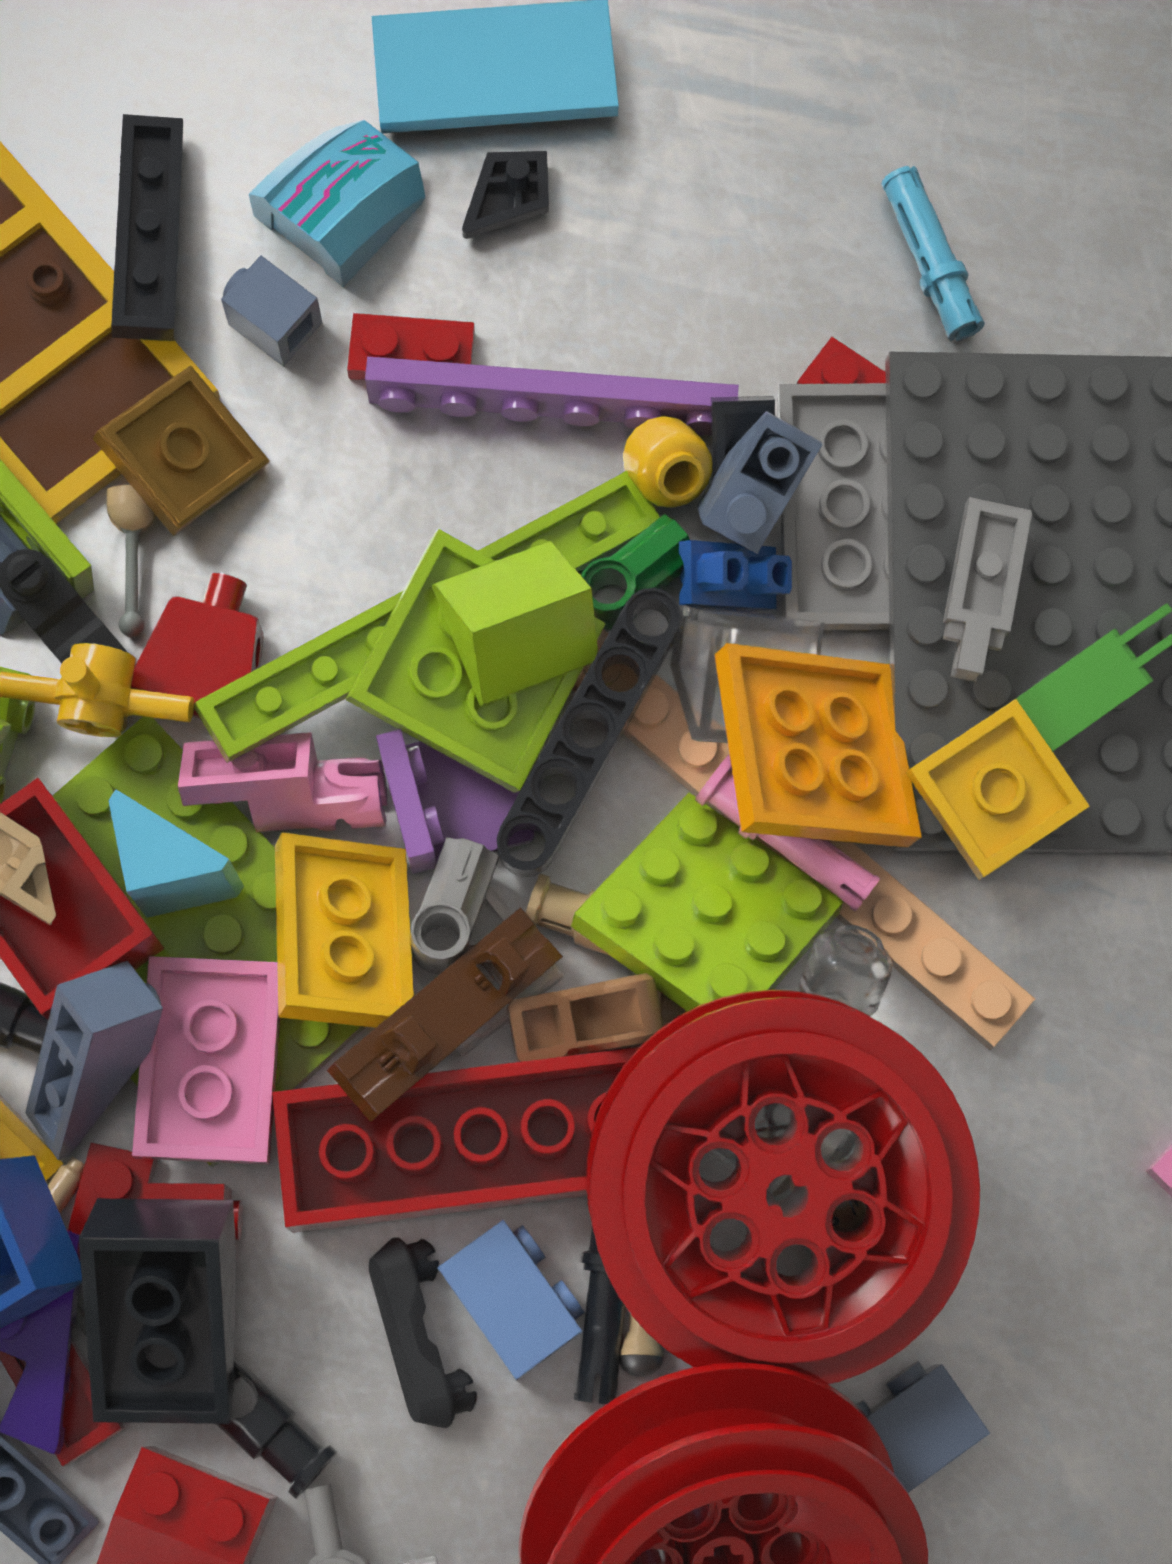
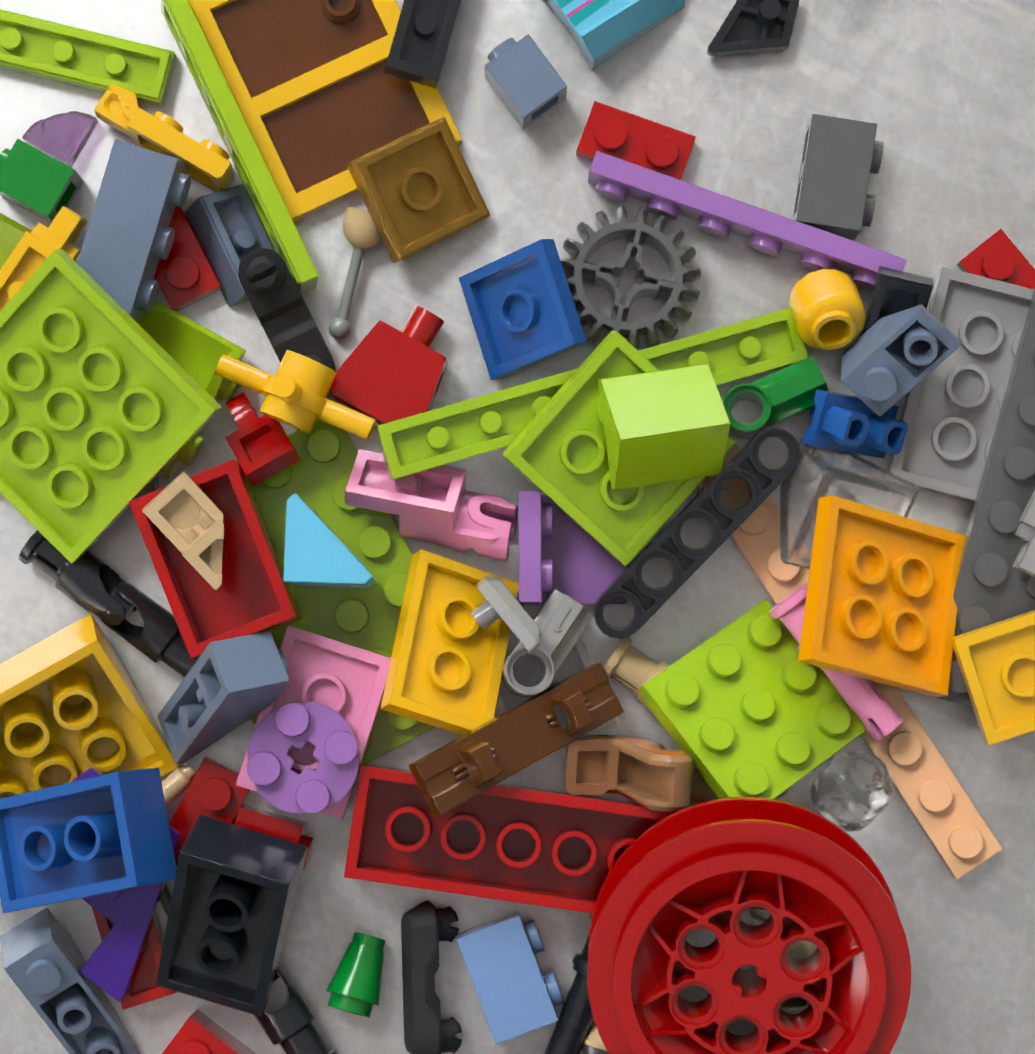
camera: 20 degrees right, 10 degrees up
(69, 765) = (259, 443): none -> red plate
(223, 1133) = (272, 766): none -> medium lavender plate
(330, 546) = (522, 309): none -> blue plate
(334, 1351) = (358, 976): none -> green cone
(394, 867) = (503, 604): none -> light grey piece
(415, 486) = (651, 286): none -> dark grey gear
(636, 317) = (836, 175): none -> dark grey brick

